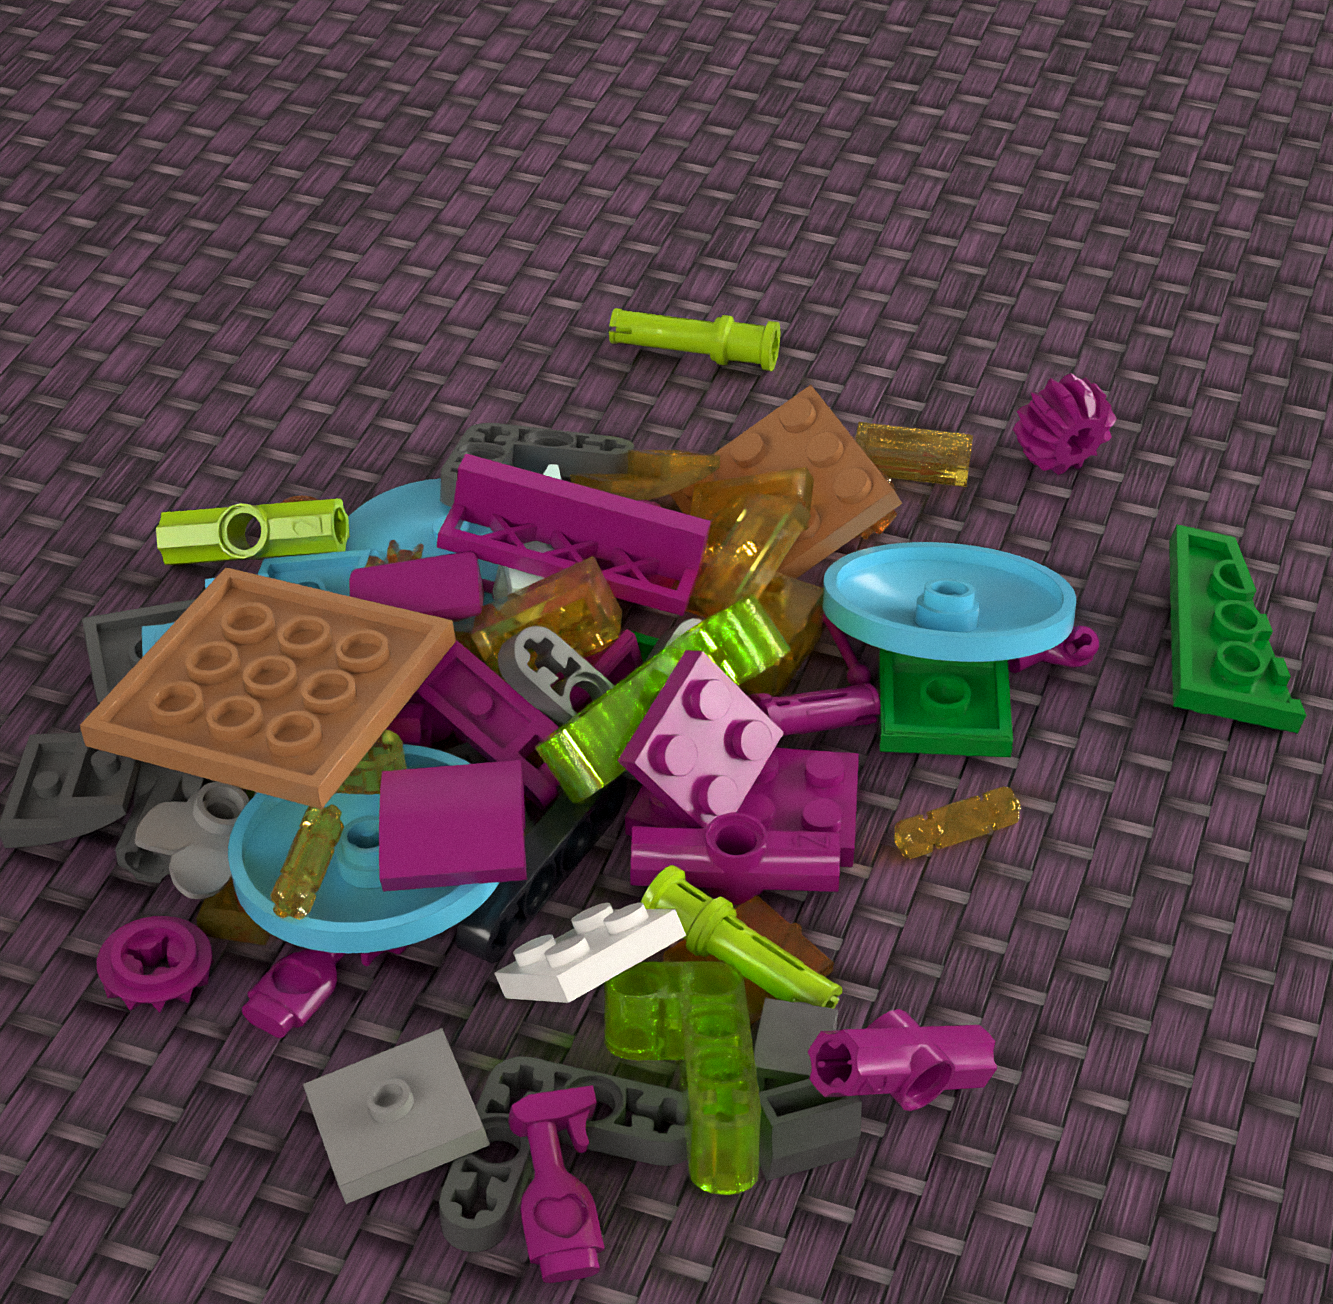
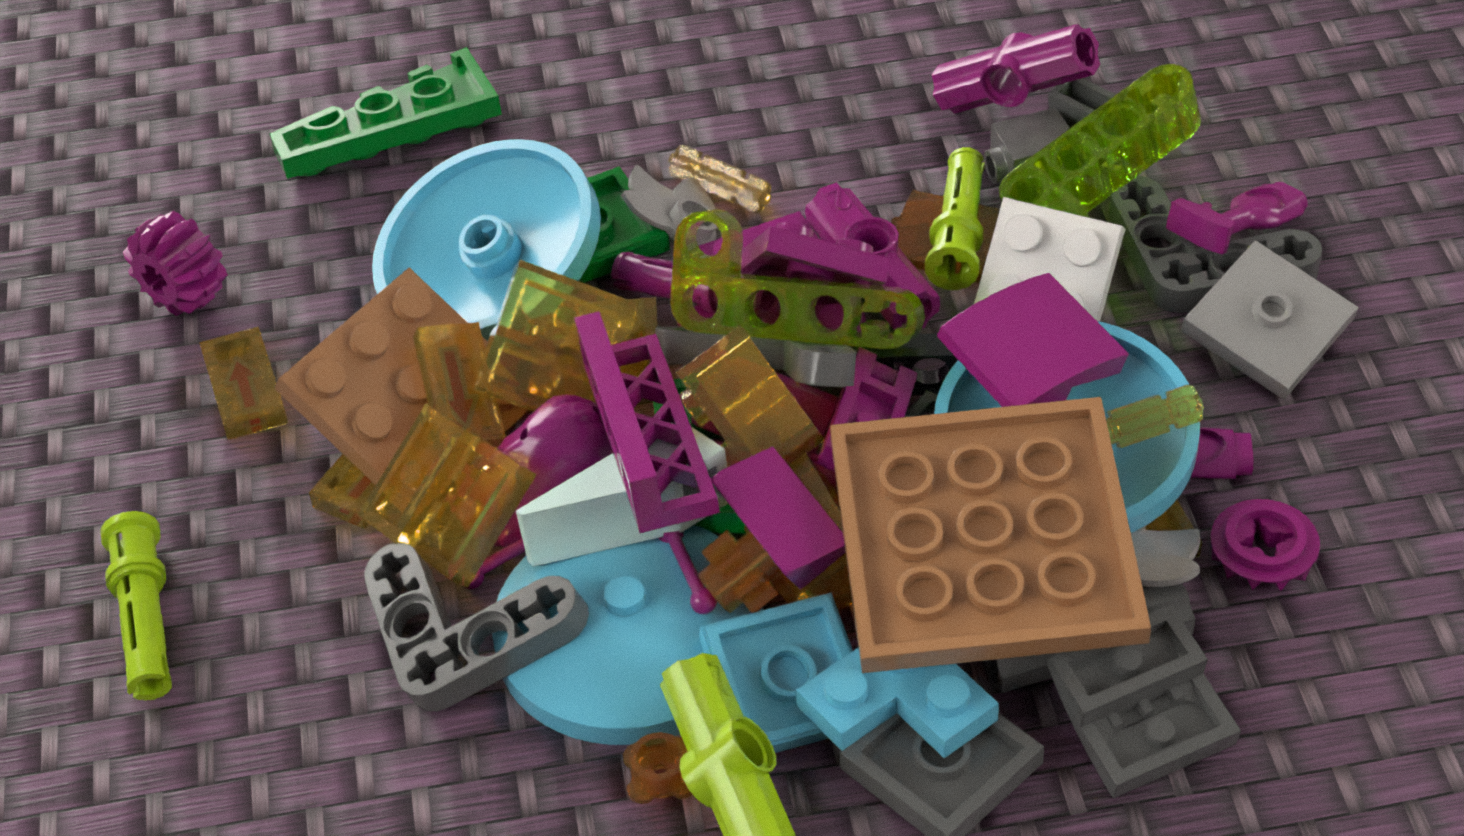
camera: 115 degrees left, 5 degrees up
(933, 753) = (668, 207): none -> light grey plate

